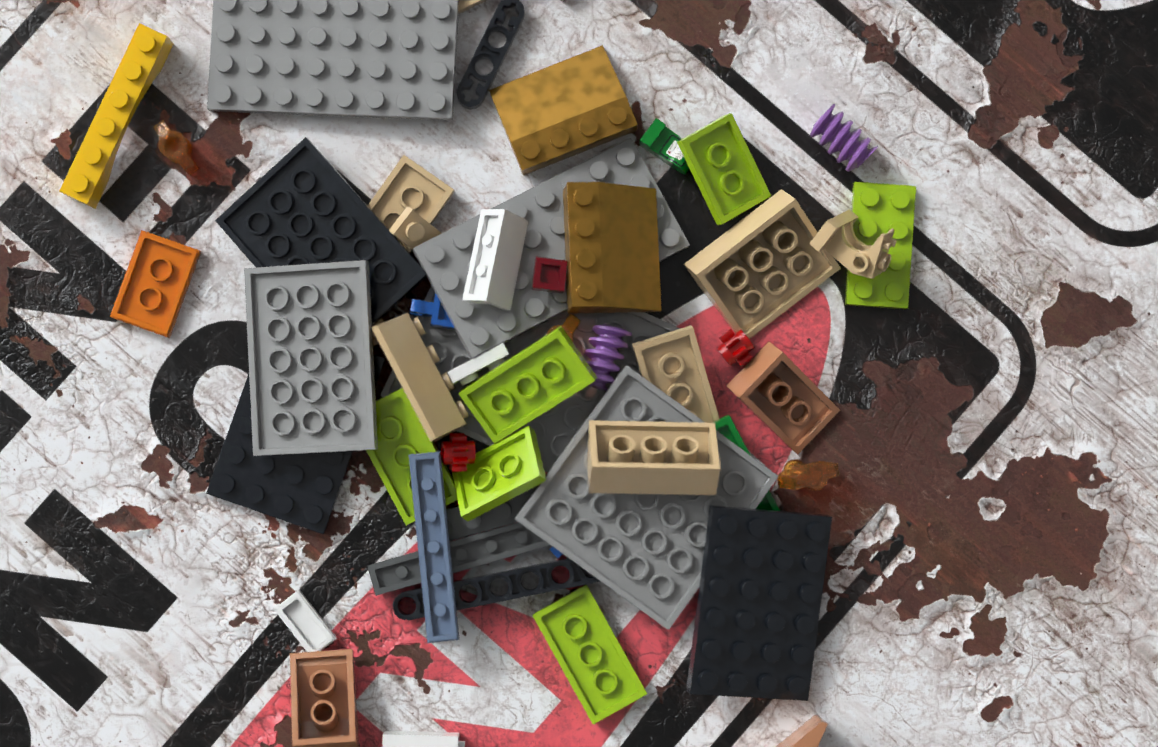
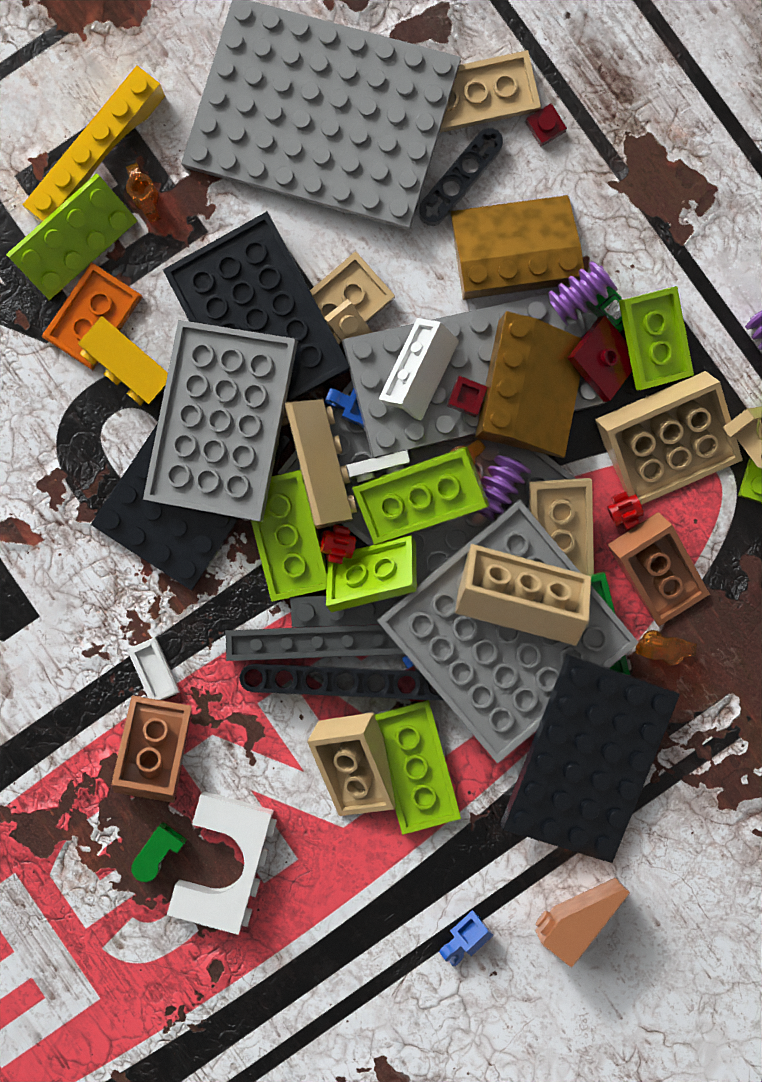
camera: 20 degrees right, 0 degrees up
(116, 210) = (72, 236): none -> lime plate
(199, 323) = (123, 361): none -> yellow brick
(434, 547) = (292, 628): sand blue tile -> none
(527, 666) = (353, 763): none -> tan slope
(637, 143) = (581, 292): none -> medium lavender piece
(675, 202) = (602, 358): none -> dark red plate

